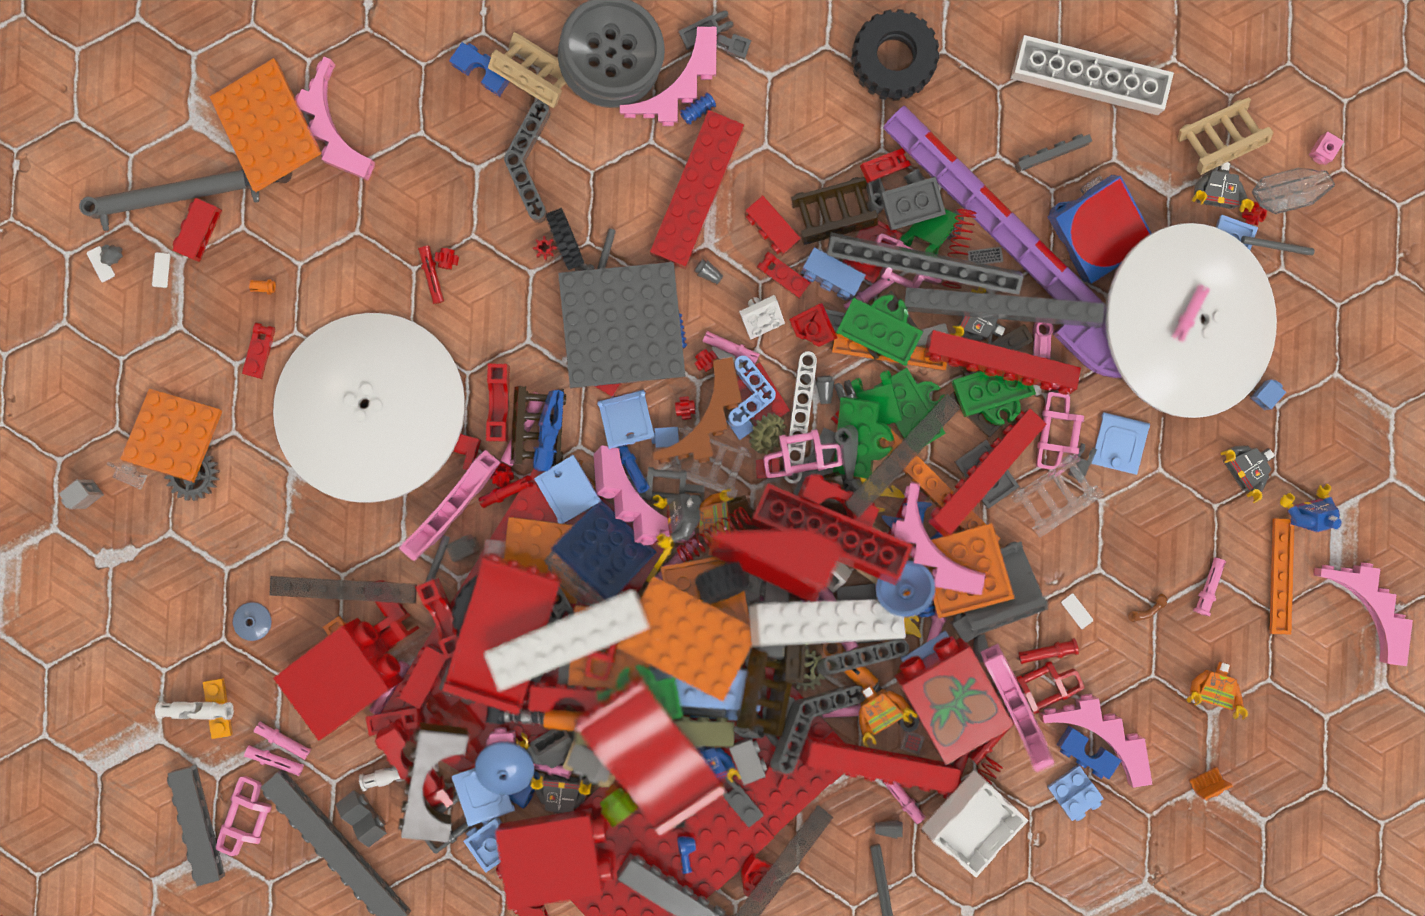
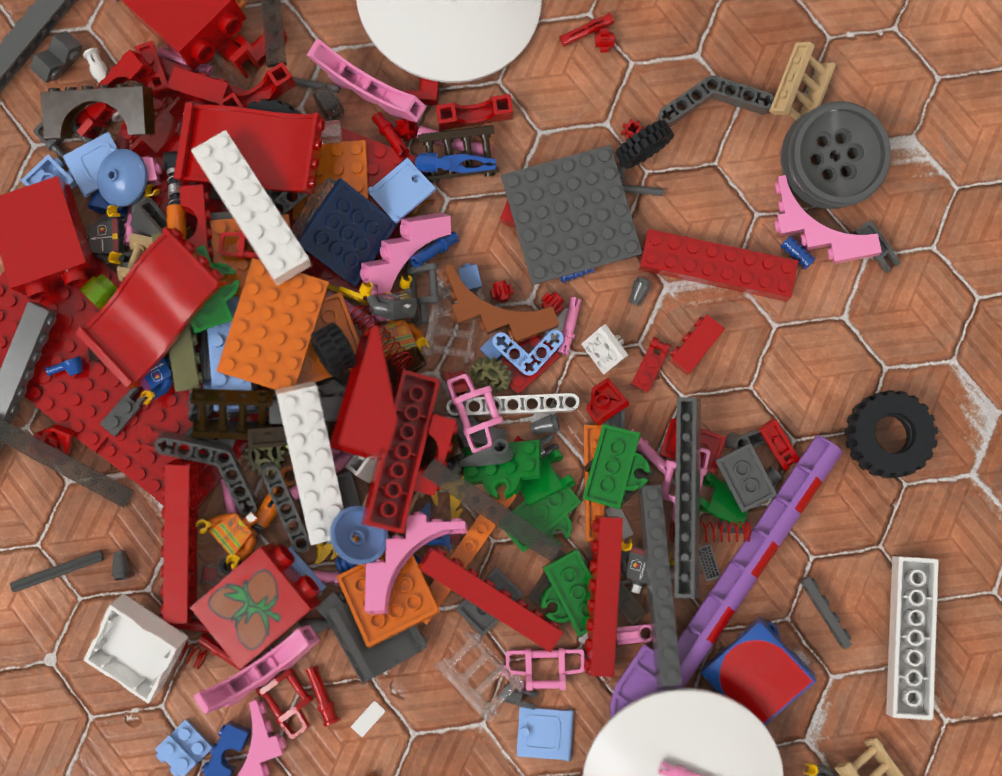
camera: 85 degrees right, 5 degrees down
(467, 58) = (799, 26): blue arch -> none
(586, 762) = (133, 251): light grey brick -> none
(624, 416) = (484, 237): light blue container -> none
(737, 46) = (867, 279): dark grey plate -> none
(747, 760) = (164, 411): light grey brick -> none
(832, 274) = (659, 410): medium blue brick -> none
(847, 223) = (708, 410): dark brown fence -> none
(906, 802) = (147, 580): bright pink pin -> none

